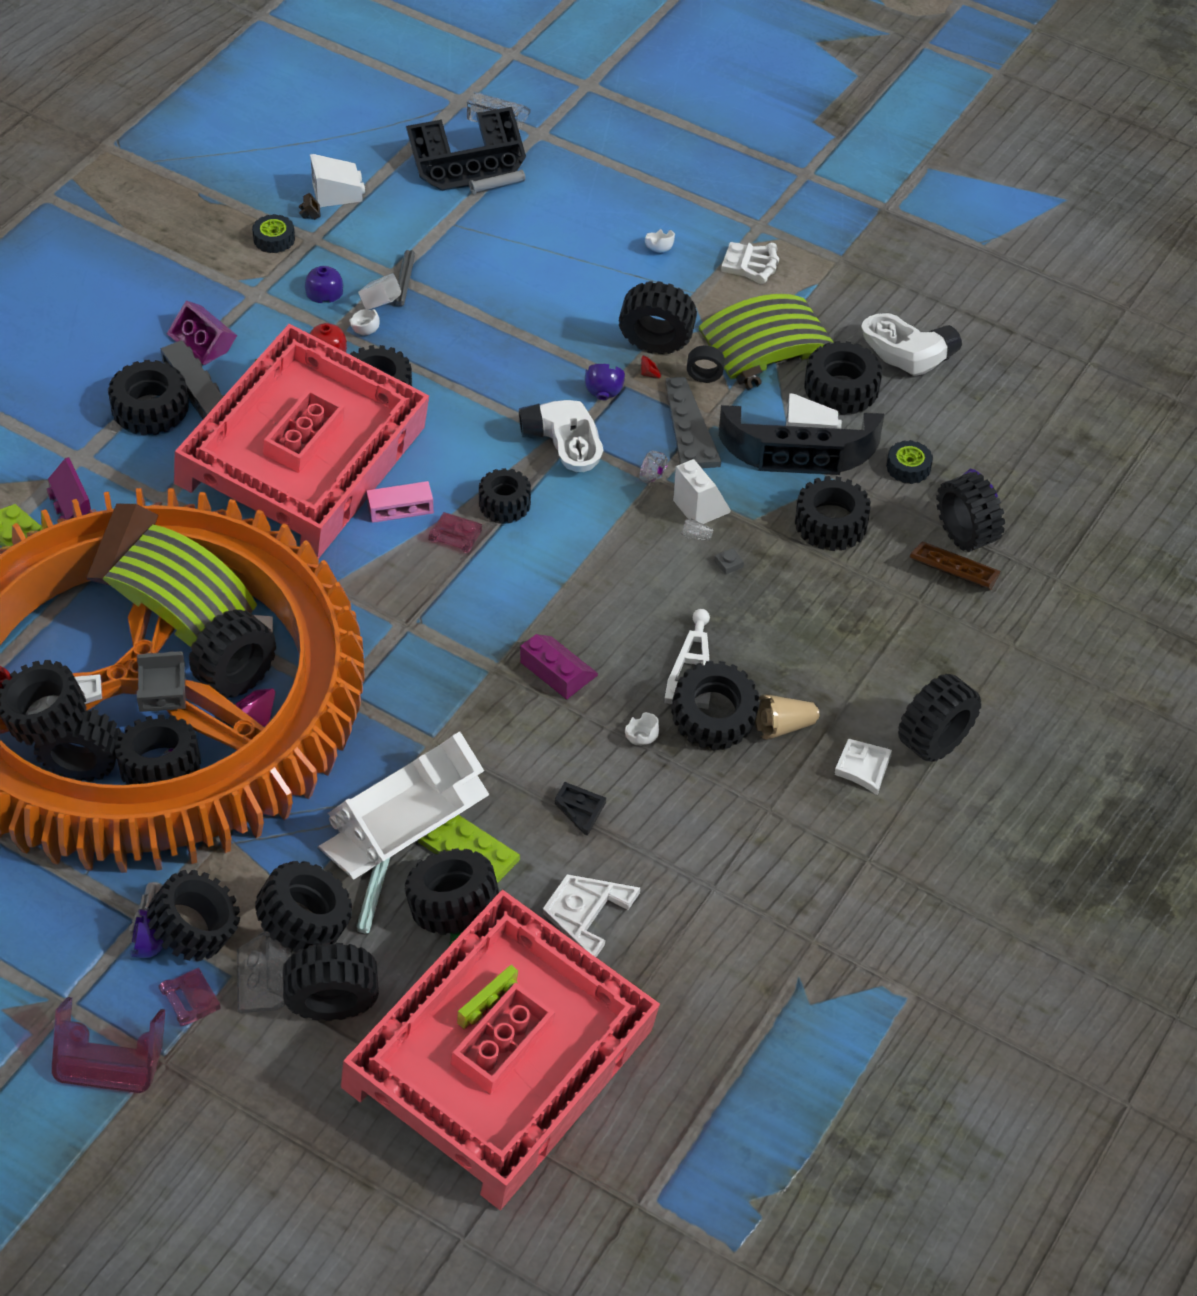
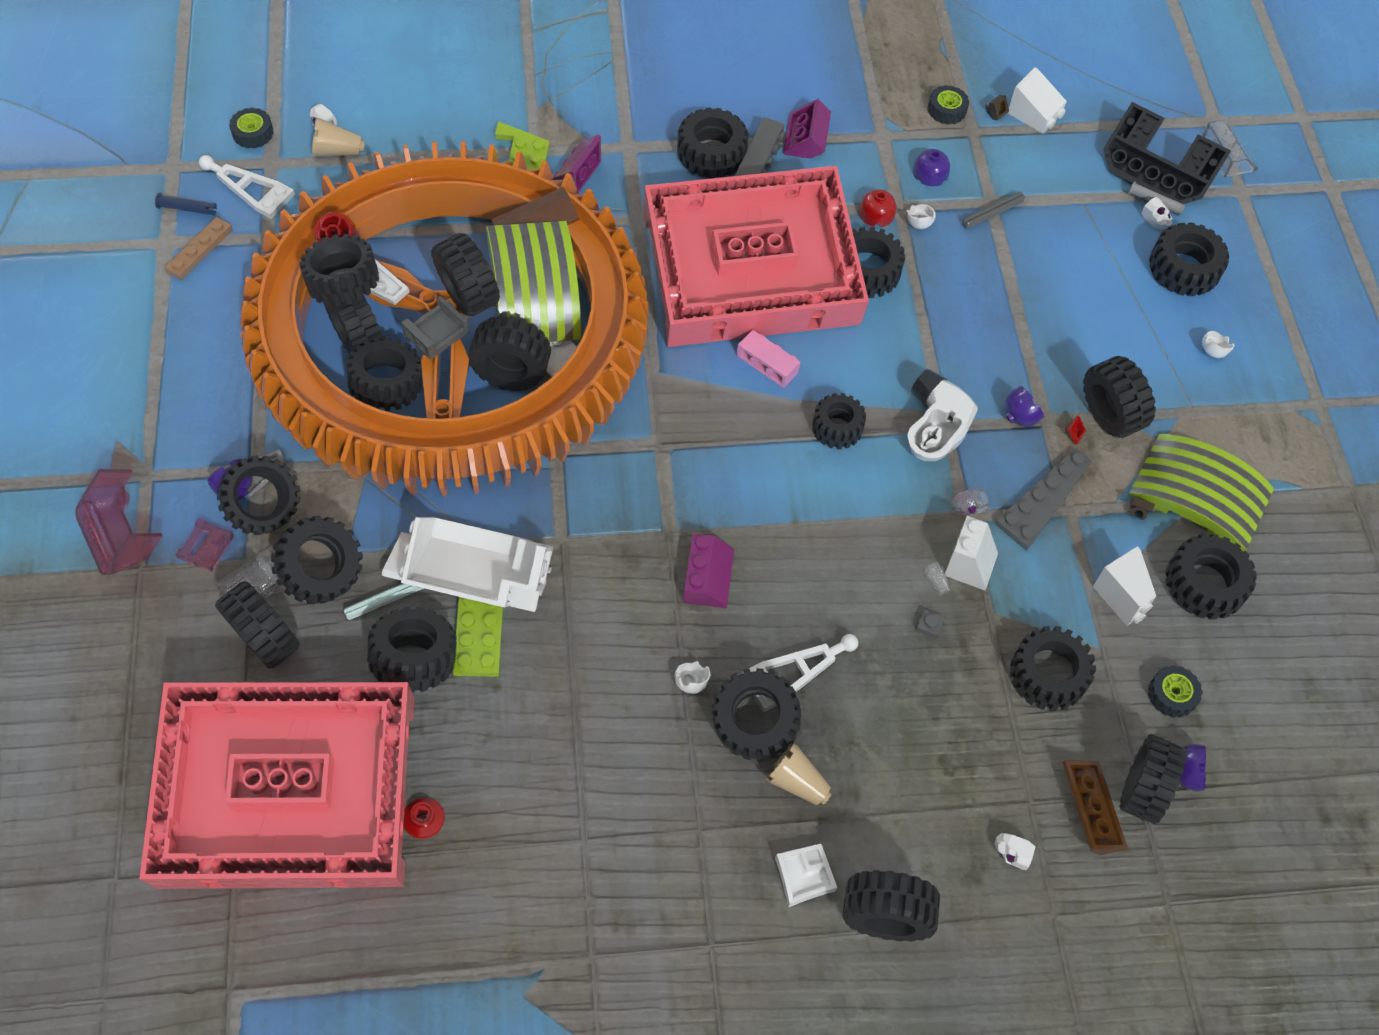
camera: 50 degrees right, 10 degrees up
(145, 617) = (465, 274): none -> black tyre
(258, 705) = (482, 400): dark pink slope -> none
(380, 292) = (964, 207): white piece -> none
(455, 532) = (781, 412): clear pink plate -> none
(487, 997) = (307, 743): lime plate -> none
(512, 190) = (1157, 214): none -> white rock
(573, 185) = (1194, 242): none -> black tyre
(579, 902) = (479, 748): white wing -> none
(580, 806) = (581, 684): black wing -> none
(705, 353) = (1123, 461): black tyre -> none
(749, 259) = (1266, 411): white plate -> none
(799, 448) = (1101, 601): black slope -> none
(907, 346) = (1298, 604): white piece -> none
(950, 630) = (1015, 850): none -> white rock

